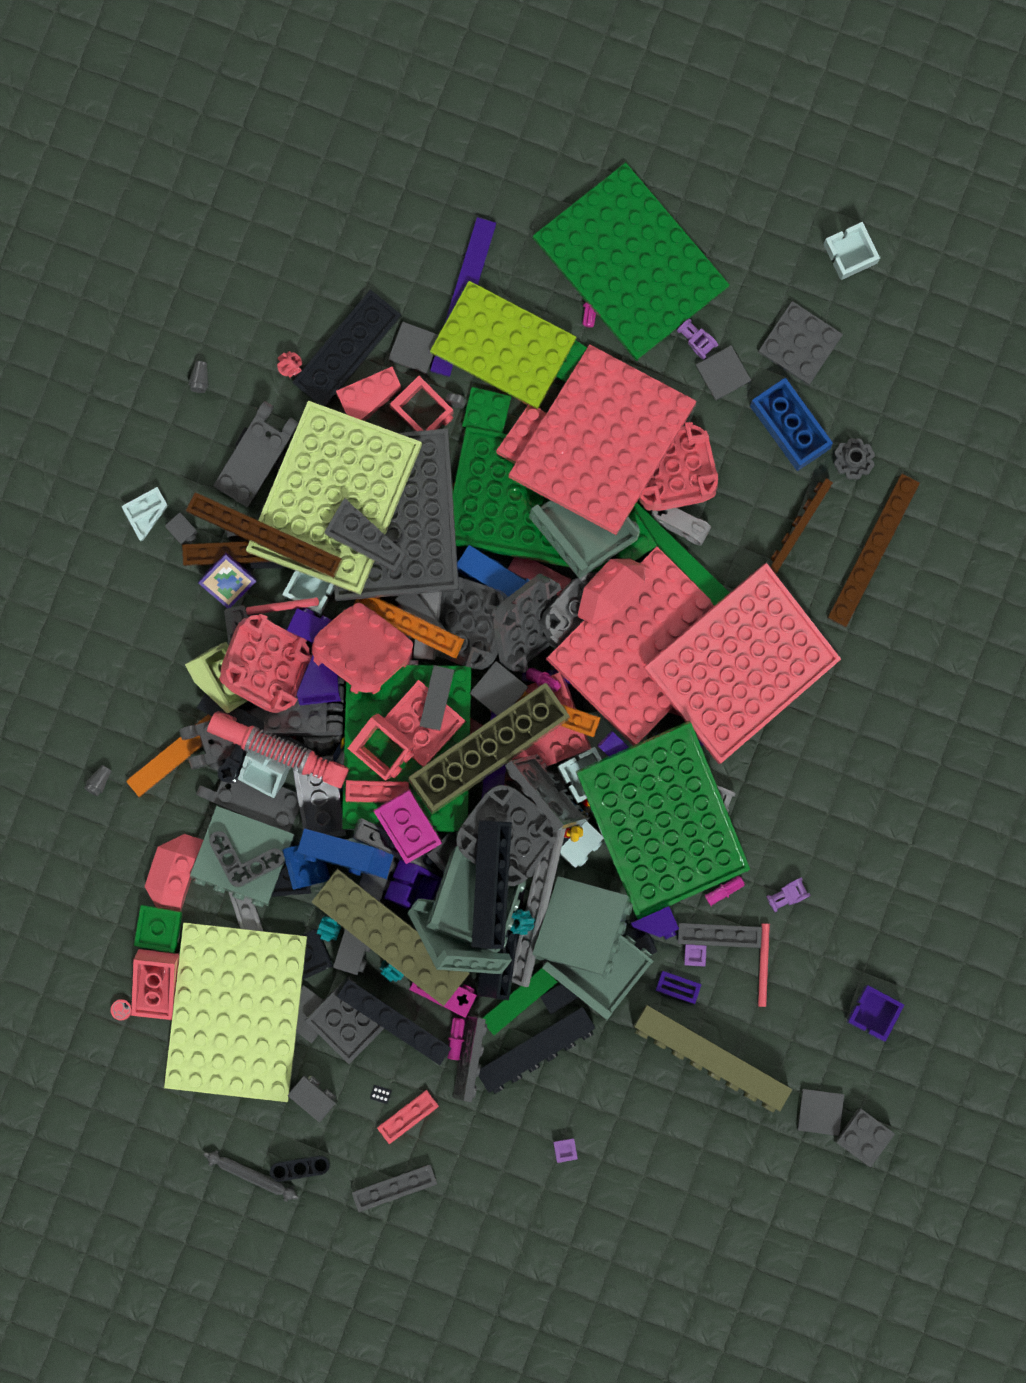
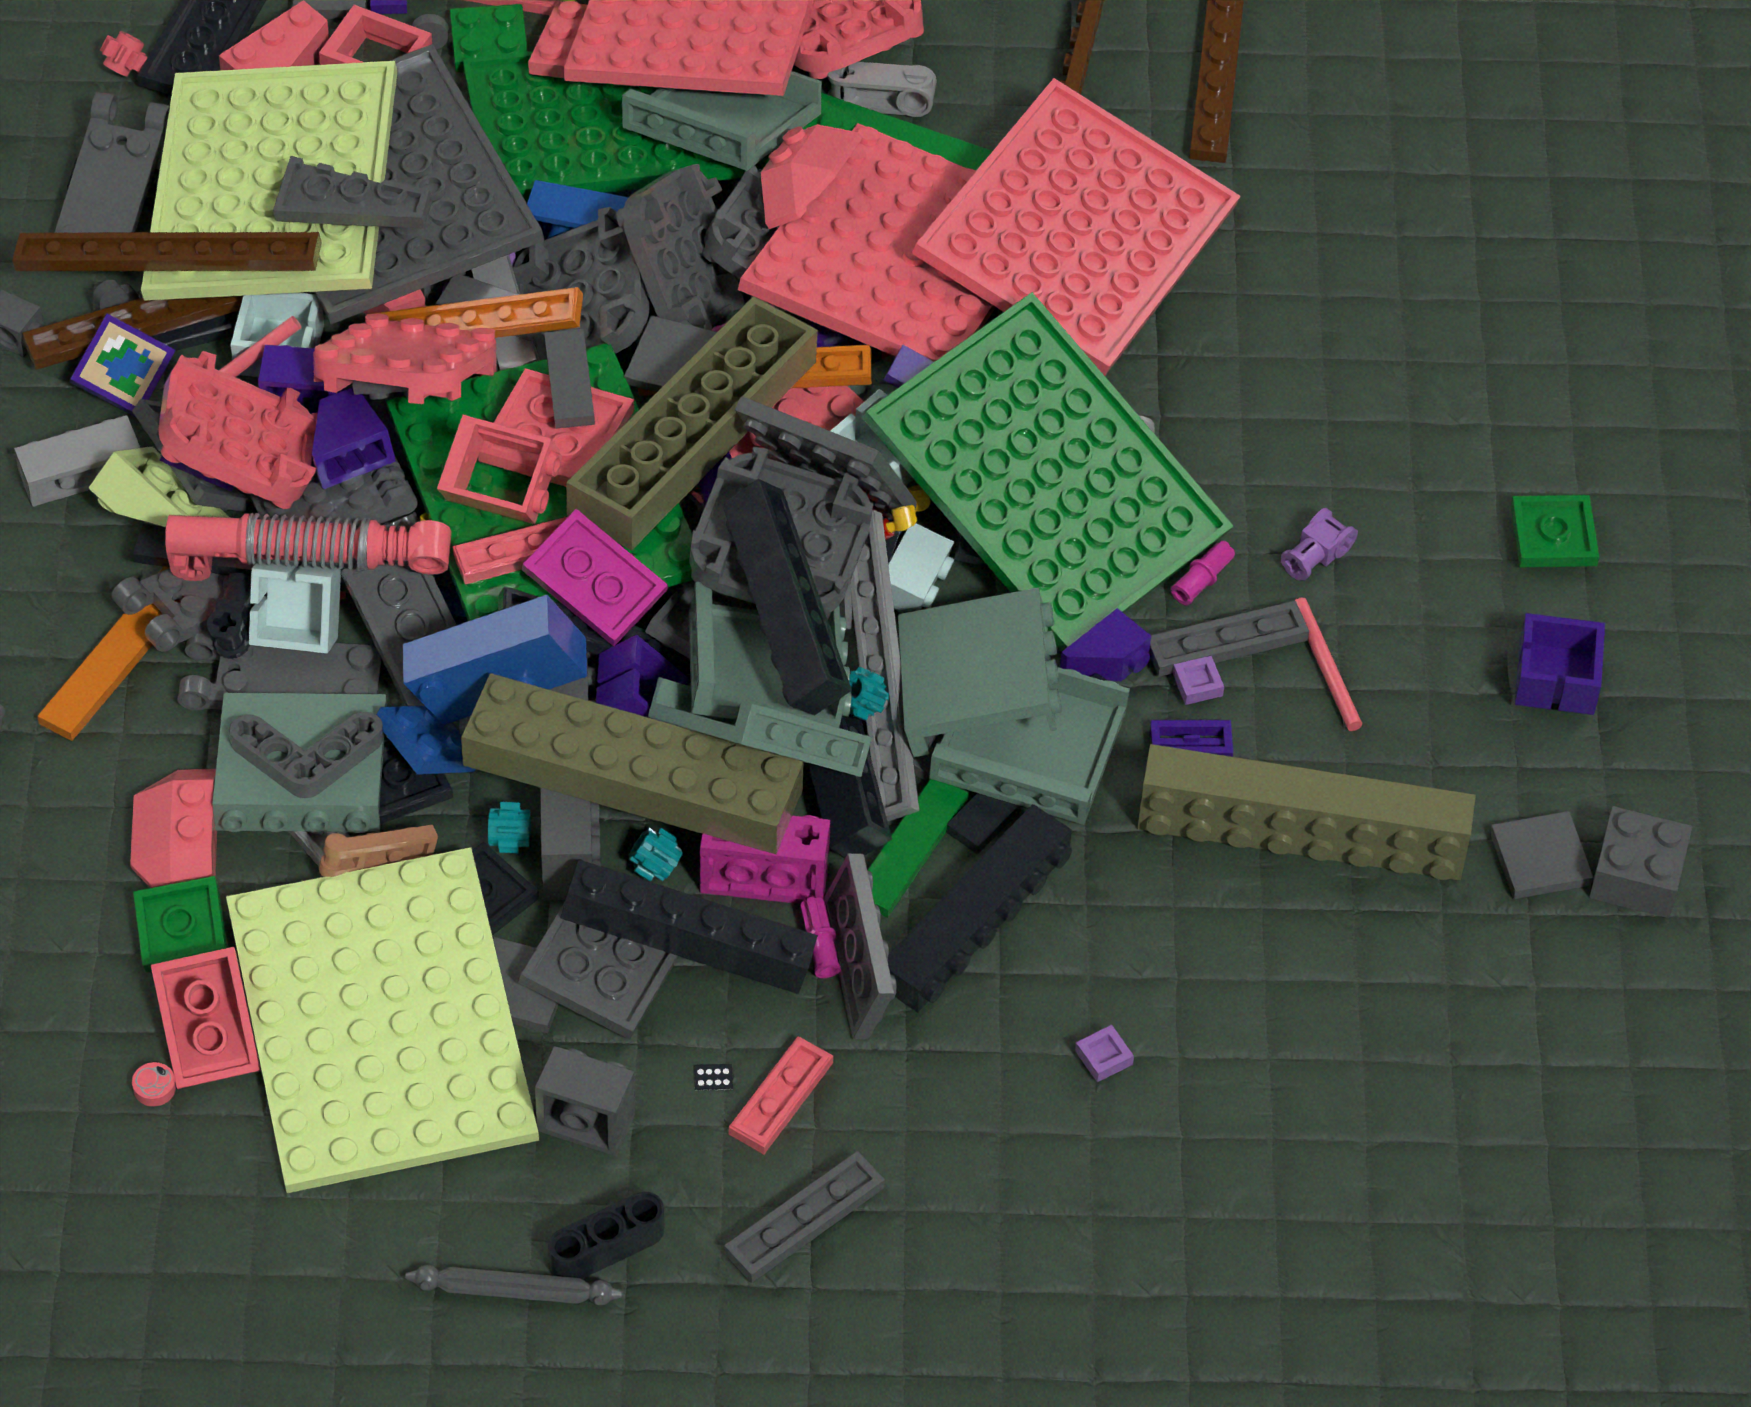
camera: 20 degrees left, 30 degrees down
(189, 629) = (71, 460): none -> light grey brick
(260, 922) = (375, 849): none -> nougat plate
(911, 927) = (1554, 531): none -> green plate

